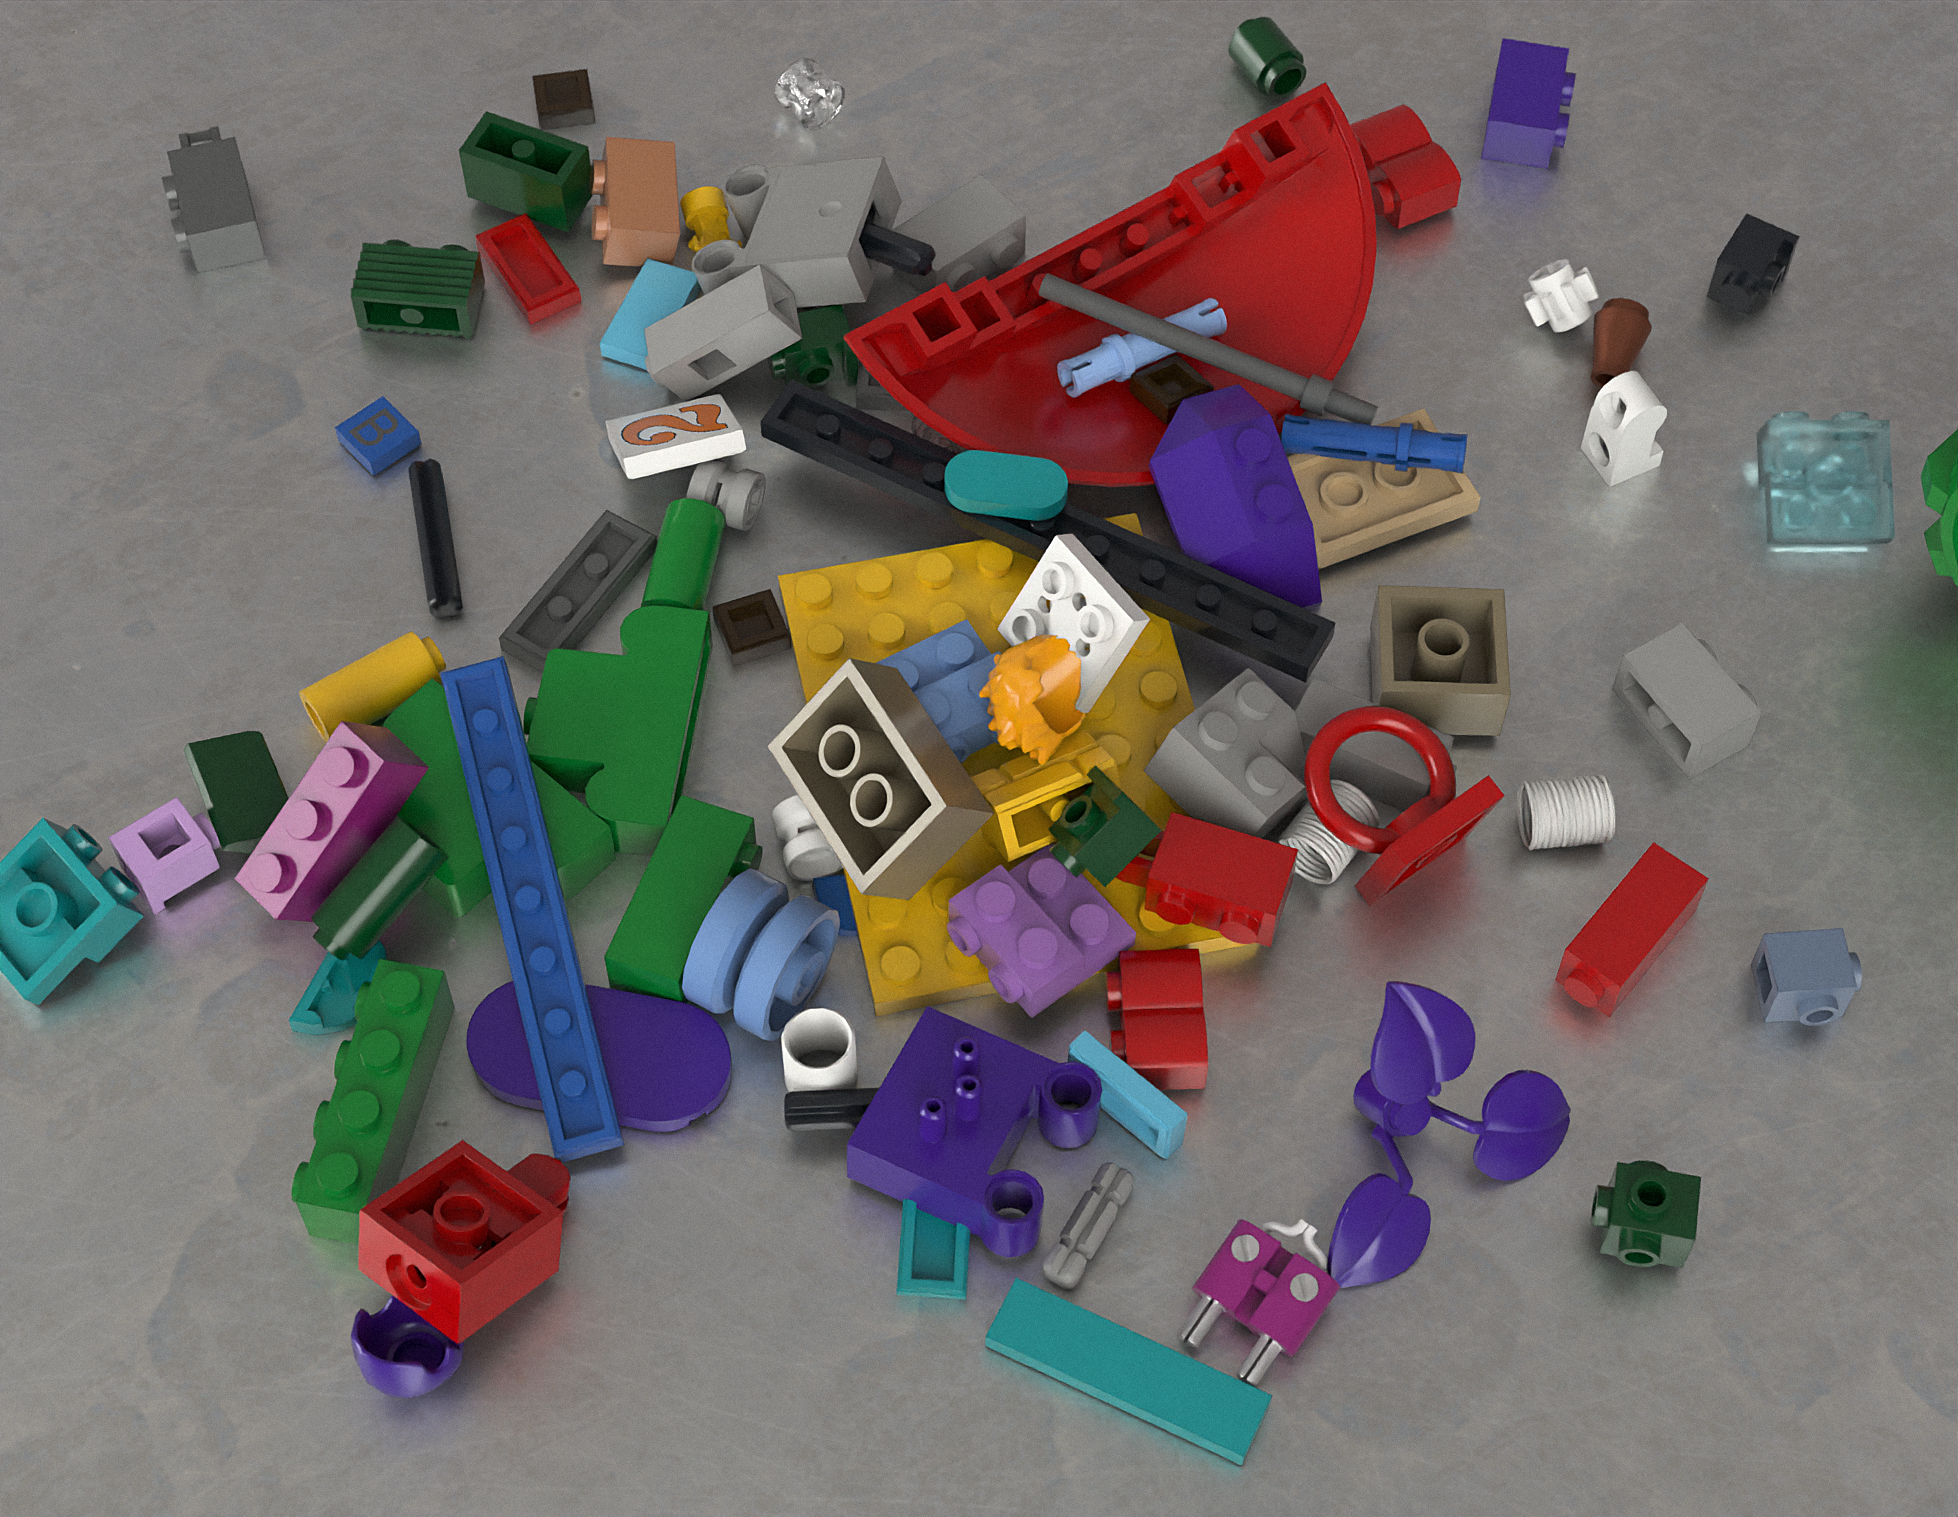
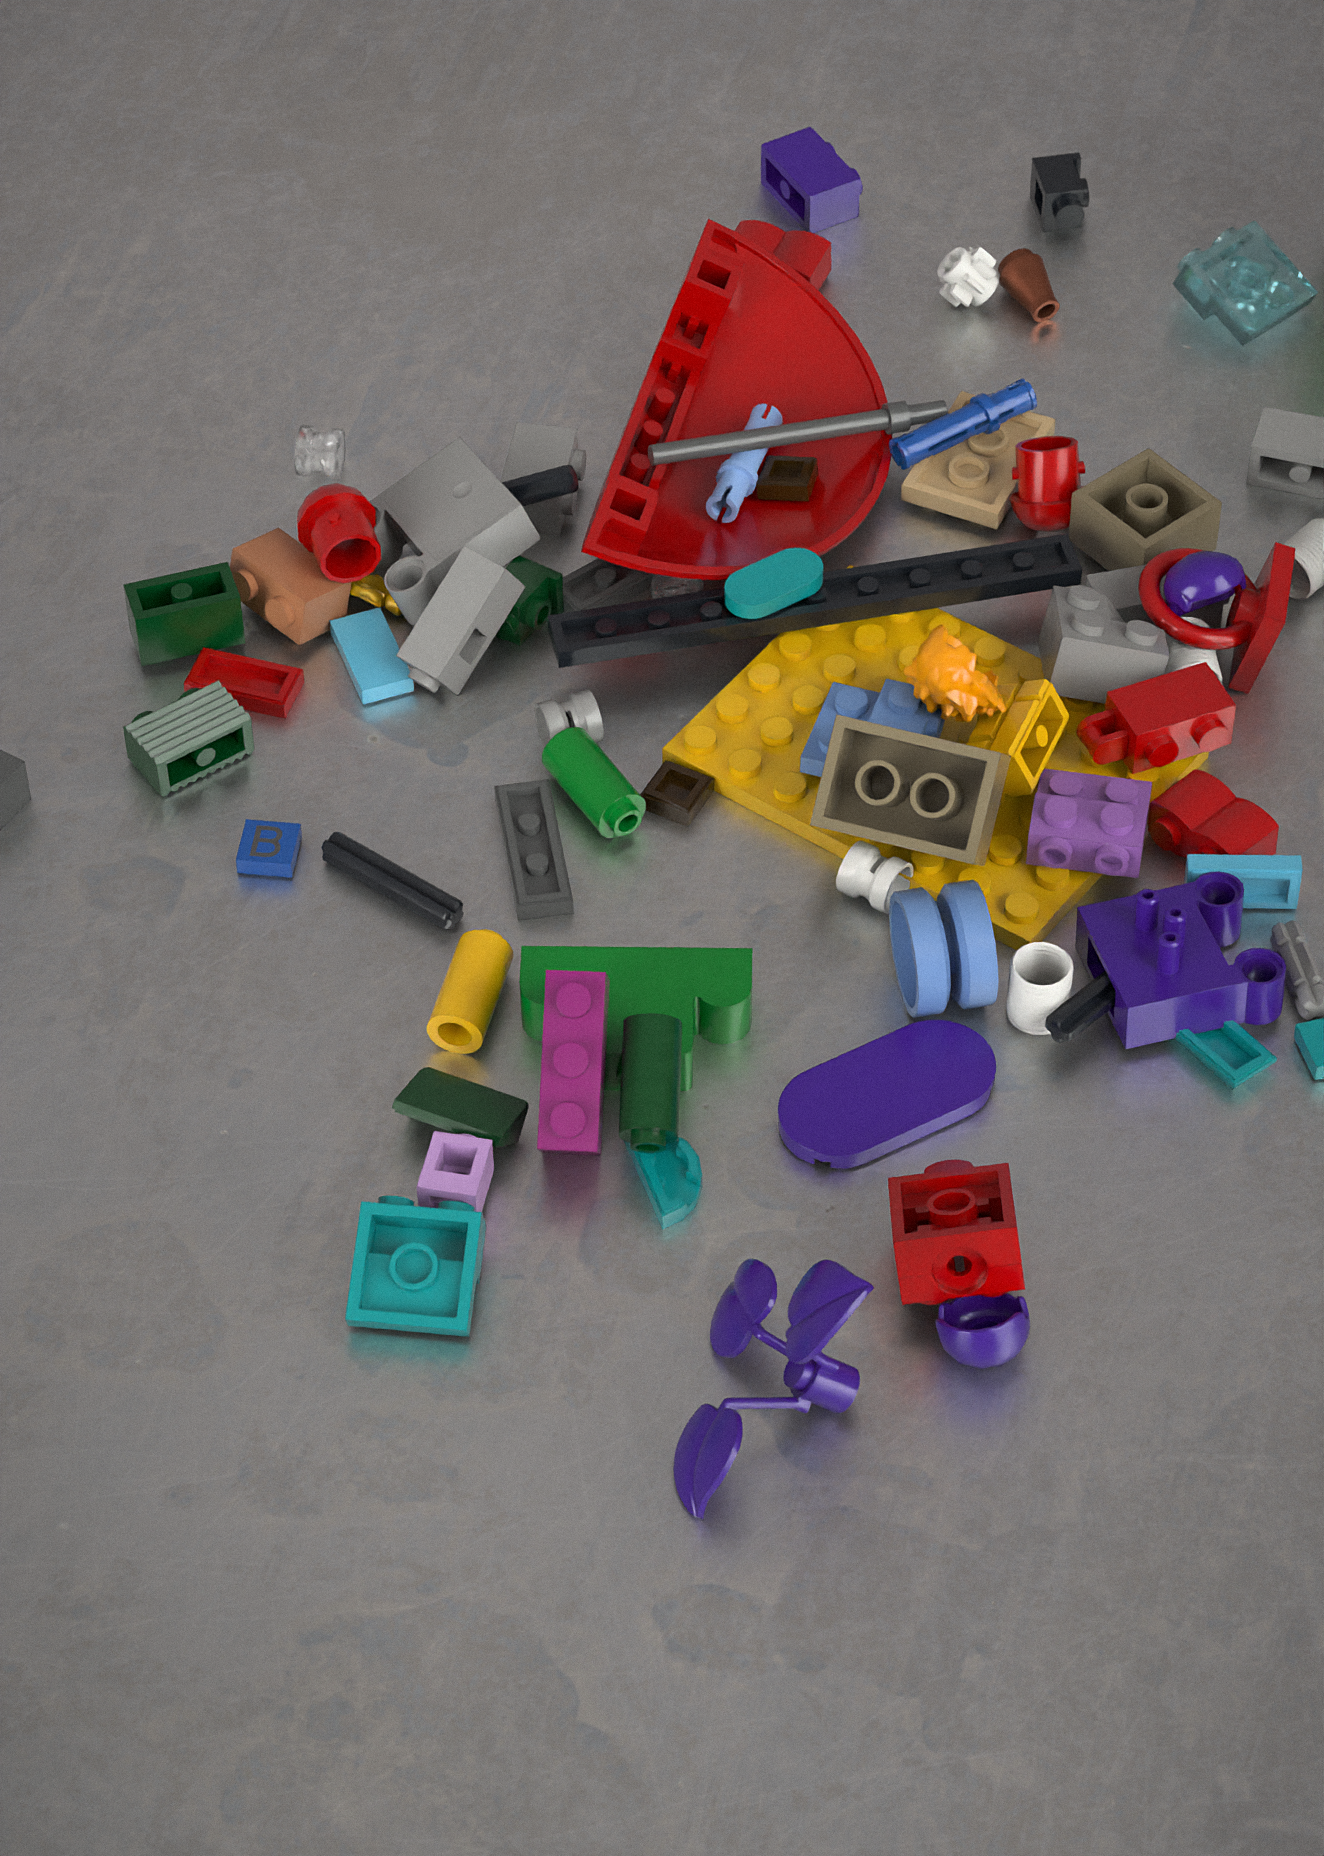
camera: 40 degrees left, 10 degrees down
(215, 1273) = (816, 1313): none -> dark purple plant
(376, 1098) = (781, 1197): green brick -> none
(532, 911) = (760, 1024): blue tile -> none
(563, 99) = (132, 562): dark brown tile -> none
(625, 721) = (676, 889): green brick -> none
(675, 436) = (496, 707): white tile -> none
(685, 876) = (840, 966): green brick -> none
(696, 177) = (339, 529): none -> red piece
(1101, 830) = (1079, 726): dark green brick -> none
(1102, 620) = (891, 599): white plate -> none
(1237, 495) = (913, 496): dark purple wedge -> none
(1267, 57) = (609, 249): dark green brick -> none
(1383, 763) = (1202, 580): none -> dark purple hair
(1388, 551) = (1046, 477): none -> red piece
(1626, 422) = (1100, 320): white leg -> none

